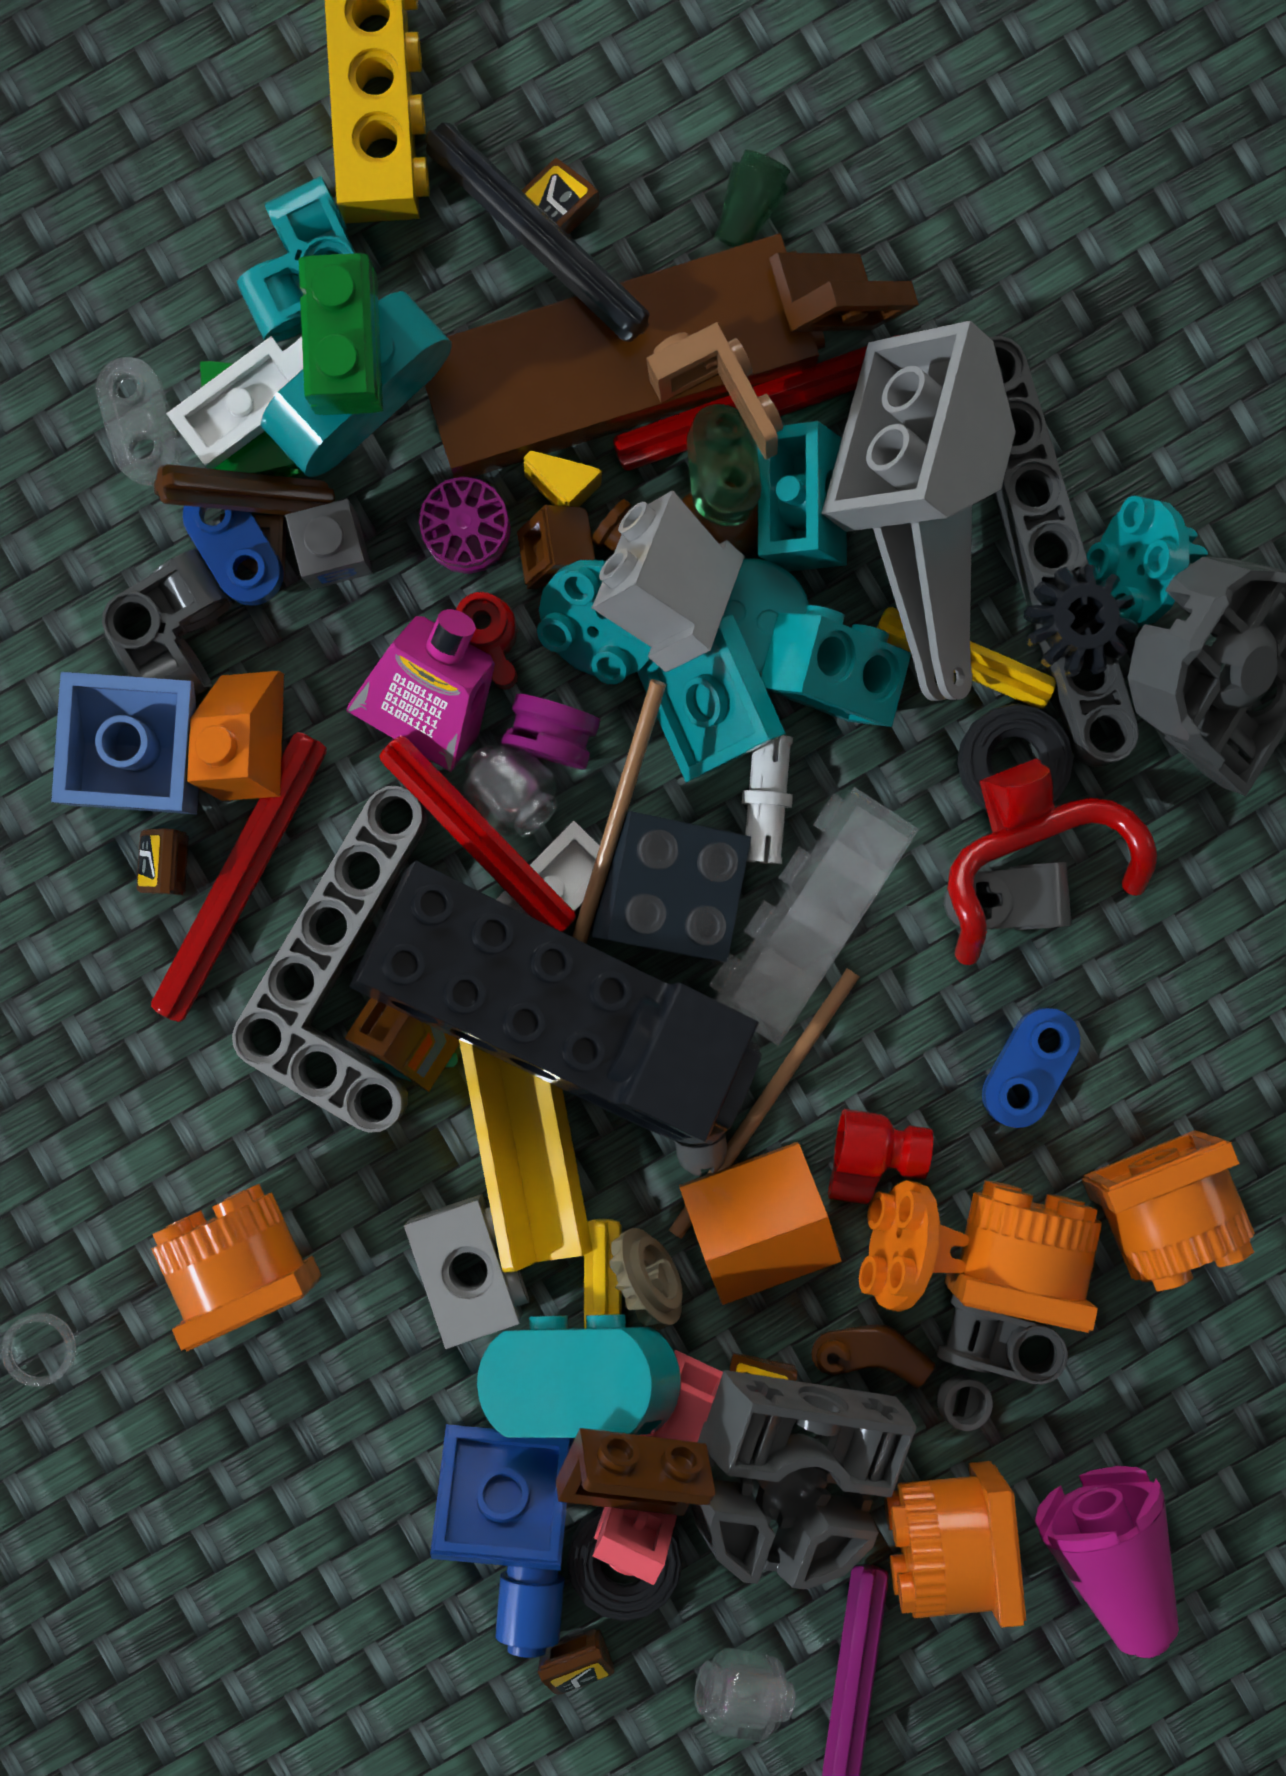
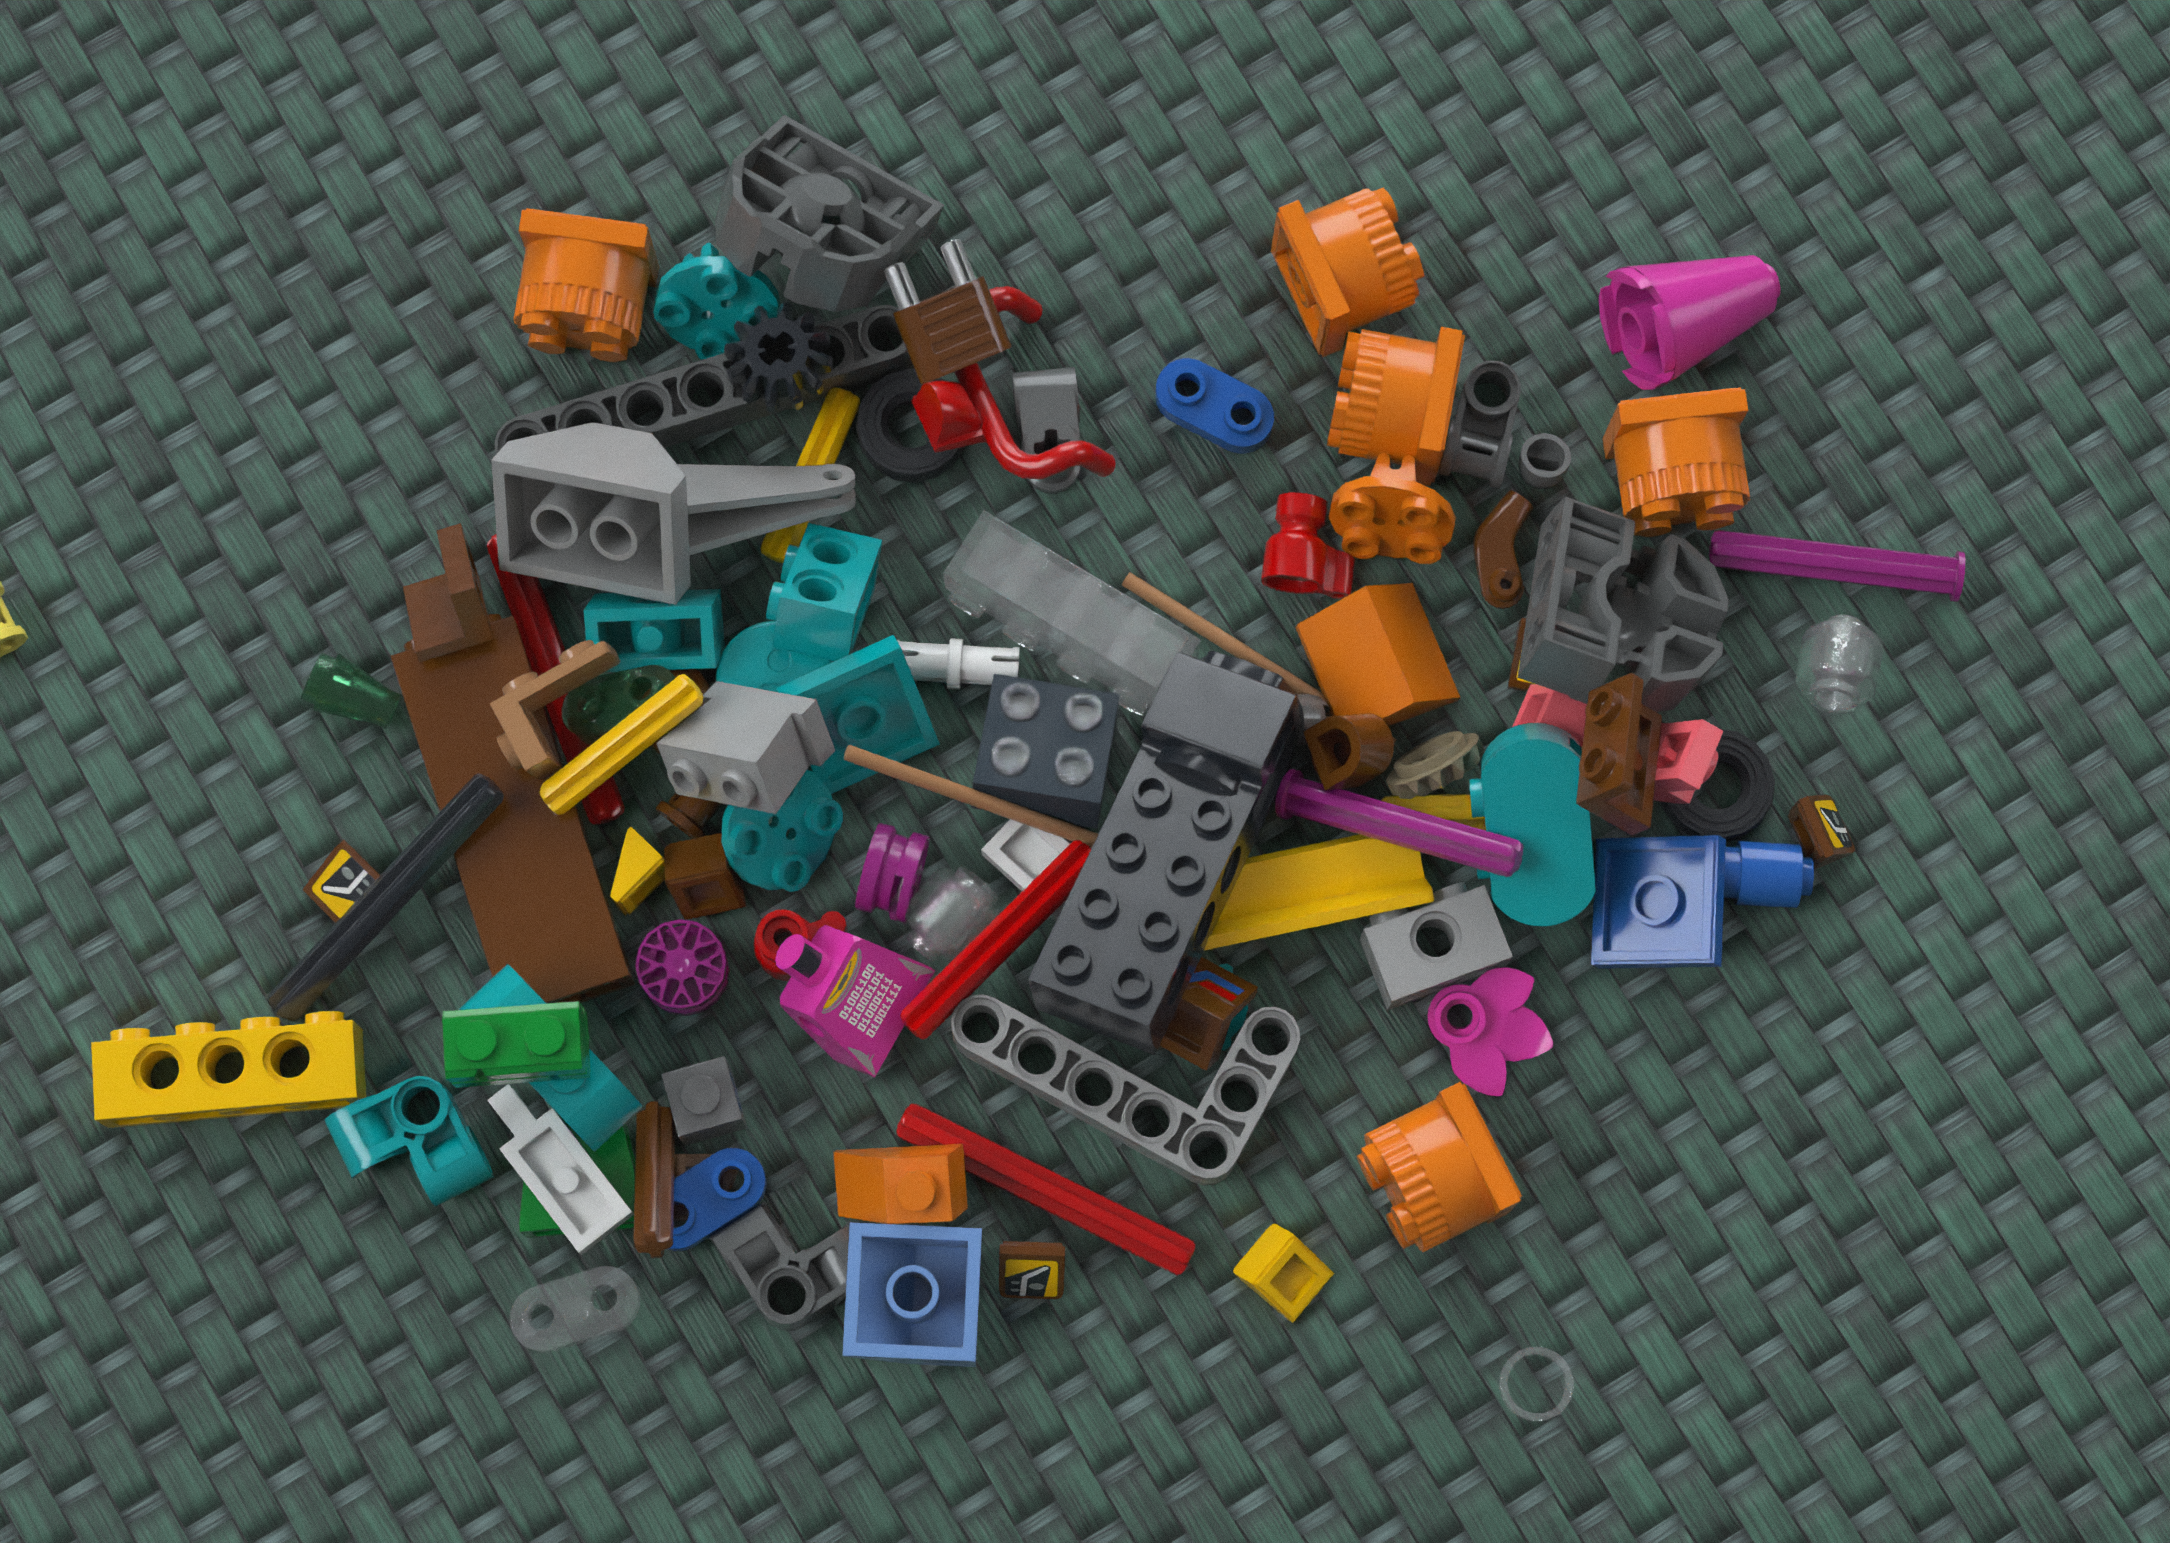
camera: 90 degrees left, 10 degrees down
(154, 1105) = (1283, 1271): none -> yellow slope
(383, 1326) = (1498, 1029): none -> dark pink plate
(580, 1240) = (1397, 825): none -> magenta axle
(662, 1193) = (1350, 749): none -> reddish brown plate
(676, 458) = (621, 744): none -> yellow axle
(1111, 798) = (950, 326): none -> reddish brown piece
(1167, 425) = (583, 283): none -> orange piece

